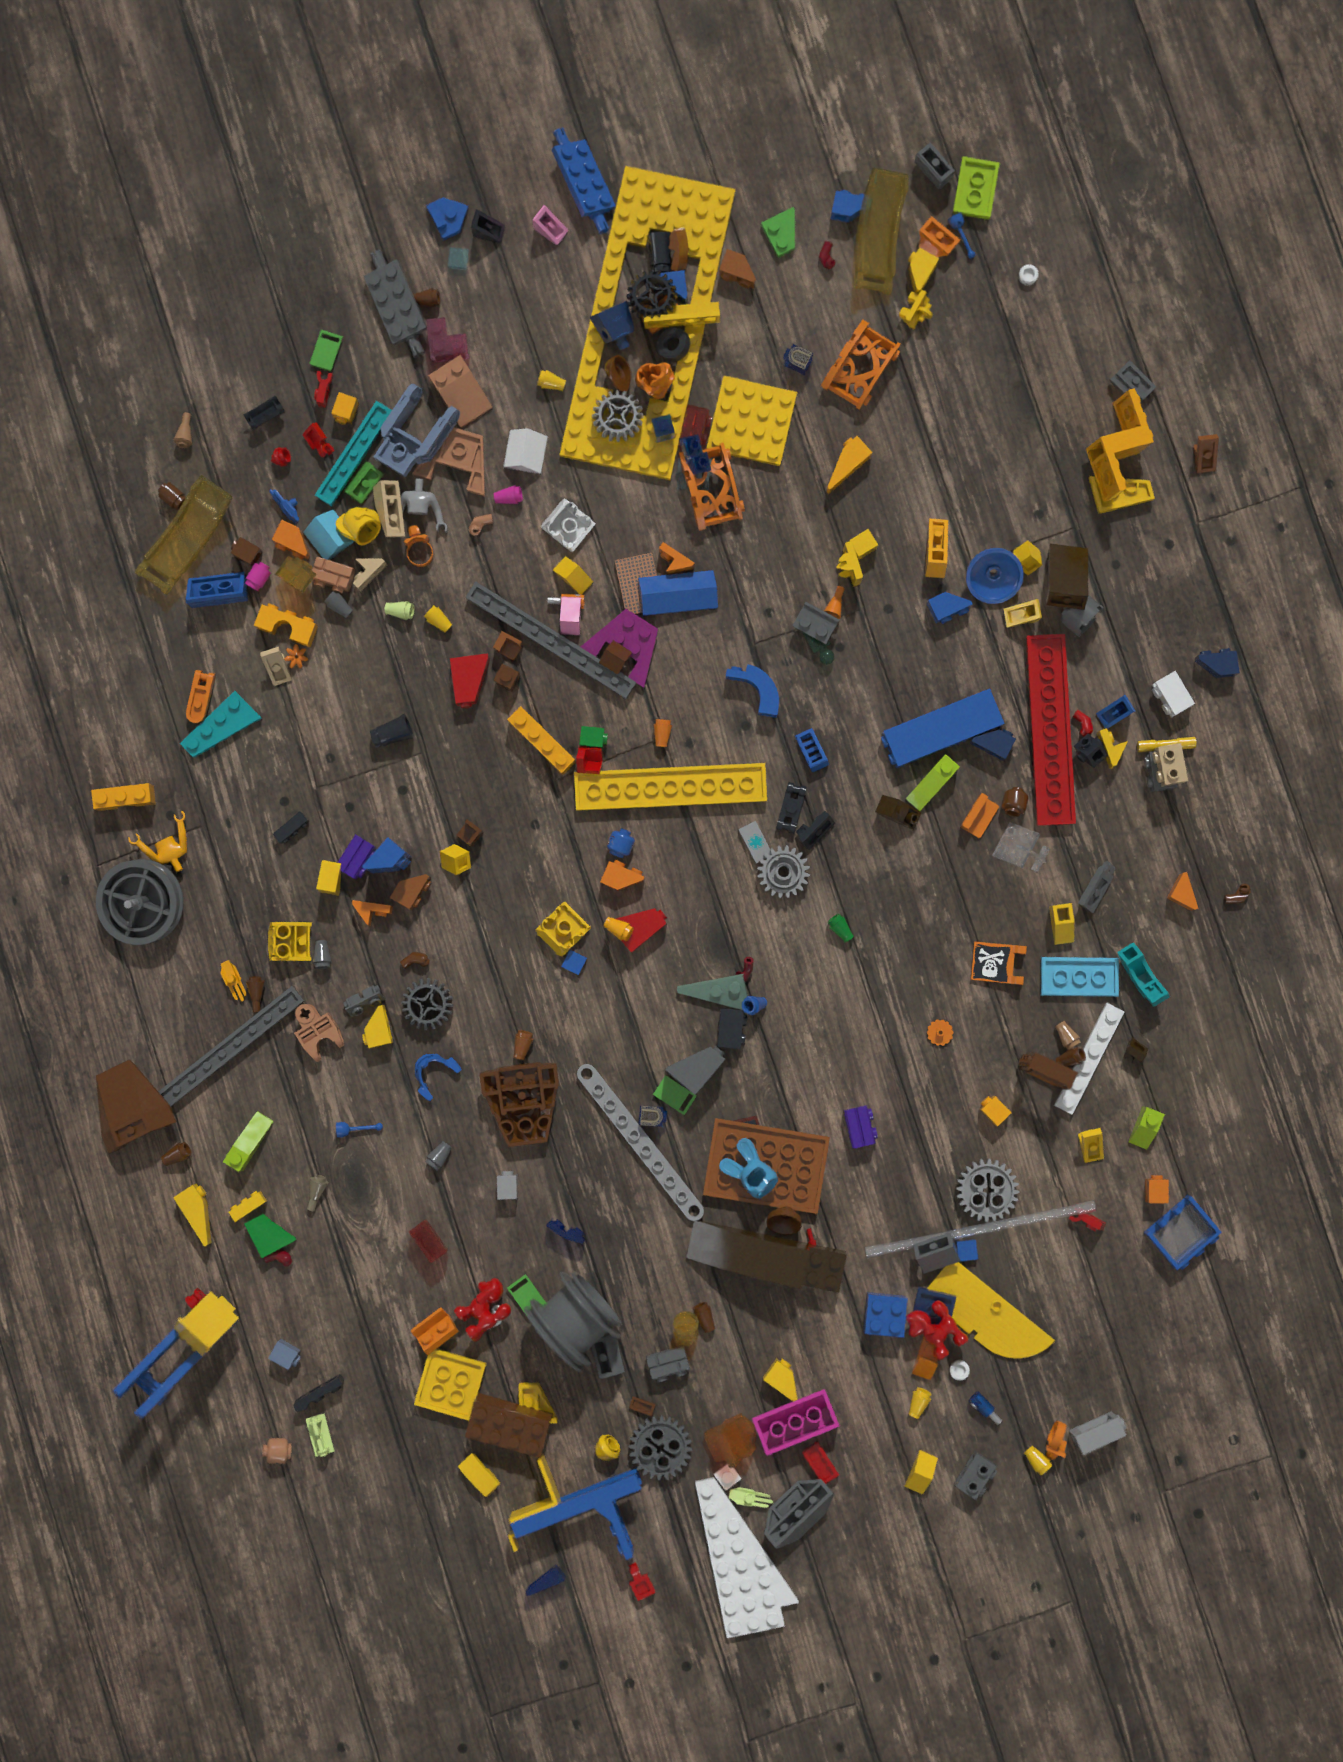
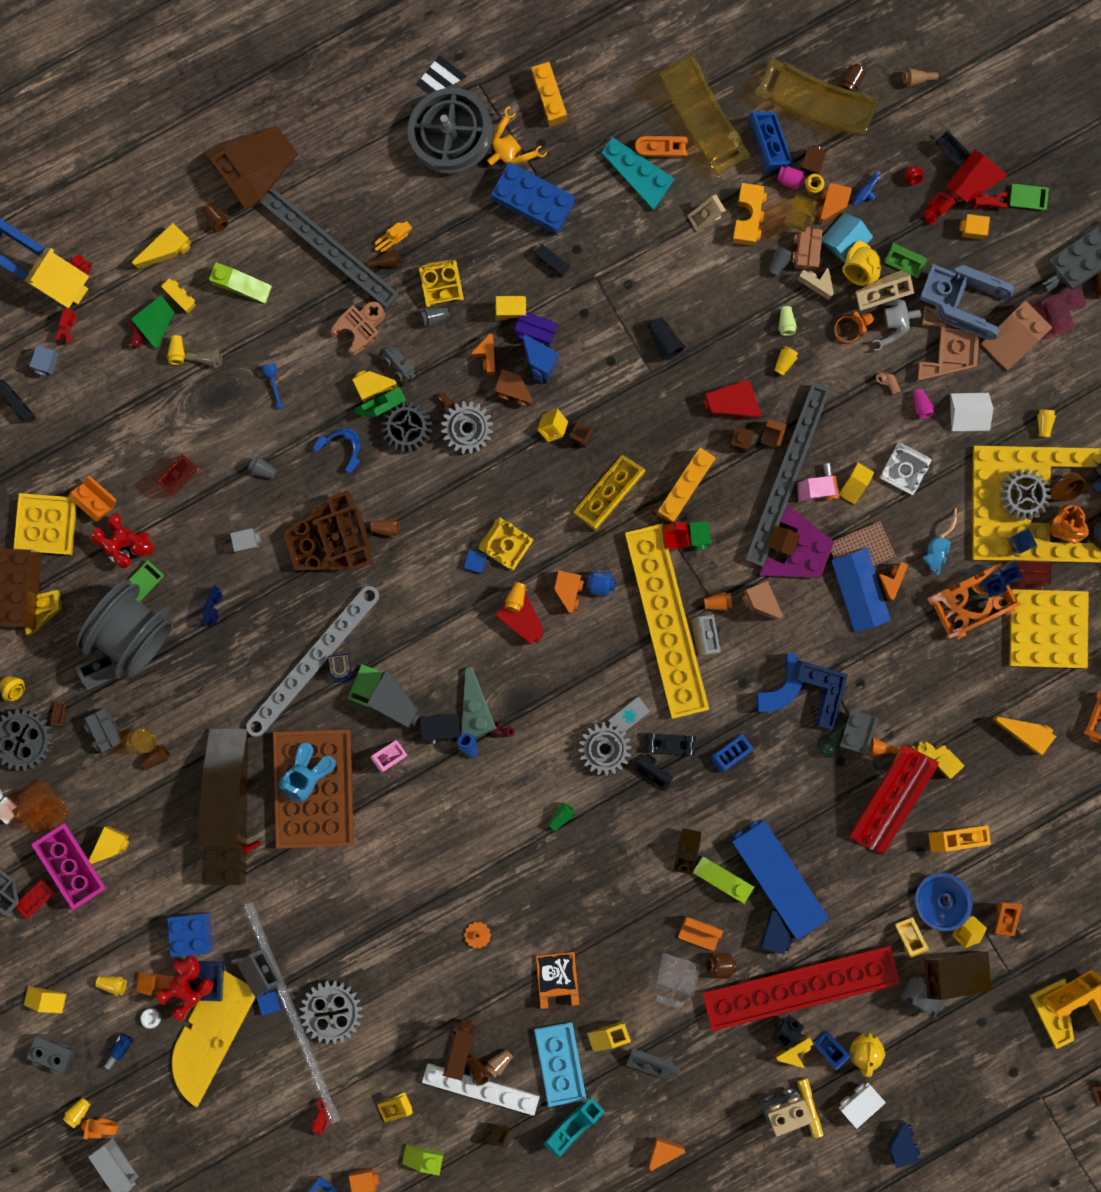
camera: 75 degrees right, 0 degrees up
(81, 902) = (440, 76): none -> sticker
(177, 649) = (702, 114): none -> clear yellow windscreen
(225, 833) = (533, 198): none -> blue brick
(249, 1322) = (67, 321): none -> red plate
(267, 551) = (815, 180): none -> yellow cone
(296, 398) = (974, 177): none -> red slope
(299, 656) = (716, 230): orange plant -> none
(303, 1219) = (176, 351): none -> yellow cone
(353, 454) = (931, 244): teal plate -> none
(398, 1024) = (381, 403): none -> green slope
(448, 935) = (458, 418): none -> light grey gear
(532, 817) = (609, 492): none -> yellow slope
(653, 510) = (938, 548): none -> dark azure animal
(669, 689) = (762, 601): none -> nougat slope
(691, 752) = (705, 635): none -> light grey slope
(749, 1084) = (388, 756): none -> bright pink slope
(766, 638) = (833, 685): none -> dark blue plate
(784, 1221) = (262, 817): reddish brown piece -> none
(860, 1126) = (369, 873): dark purple brick -> none
(887, 602) = (893, 799): none -> red plate
(947, 605) = (903, 859): blue slope -> none
(994, 1110) = (411, 1004): light orange brick -> none
(1022, 518) = (1007, 918): none -> orange slope
(1086, 722) = (816, 1022): red arm -> none
(1125, 679) = (867, 1053): none -> yellow helmet

